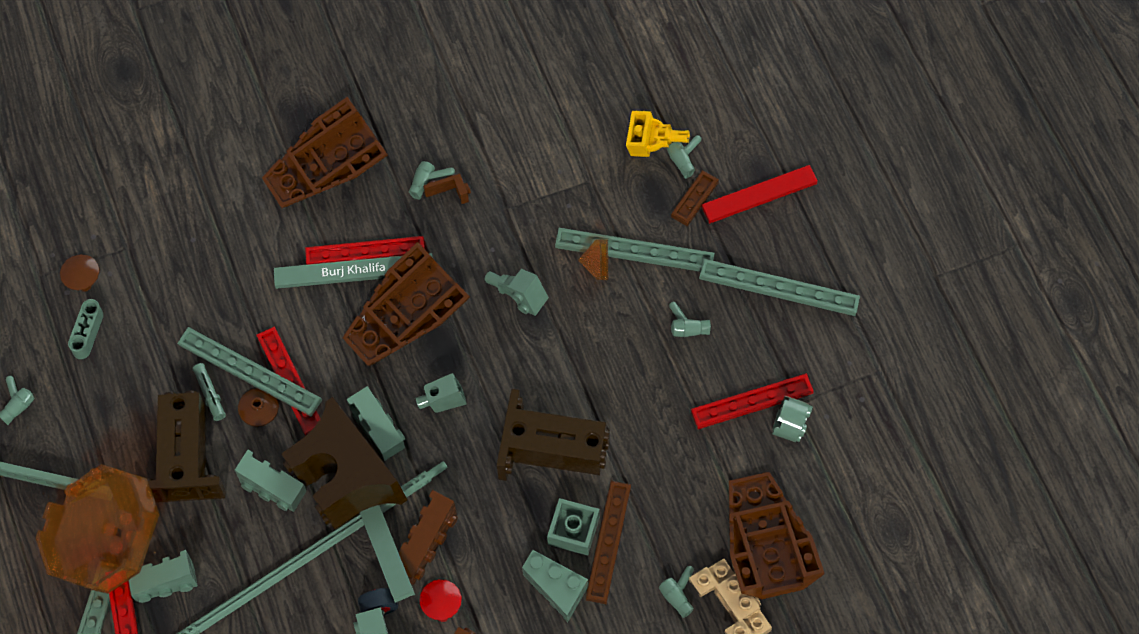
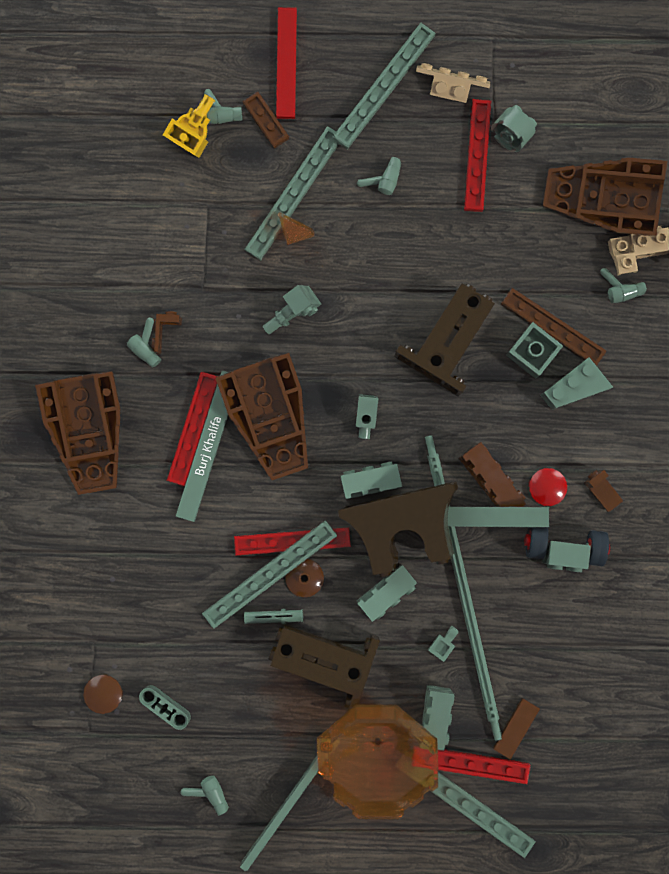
camera: 70 degrees left, 20 degrees up
(238, 558) = (442, 645): none -> sand green plate
(811, 347) = (451, 85): none -> tan bracket

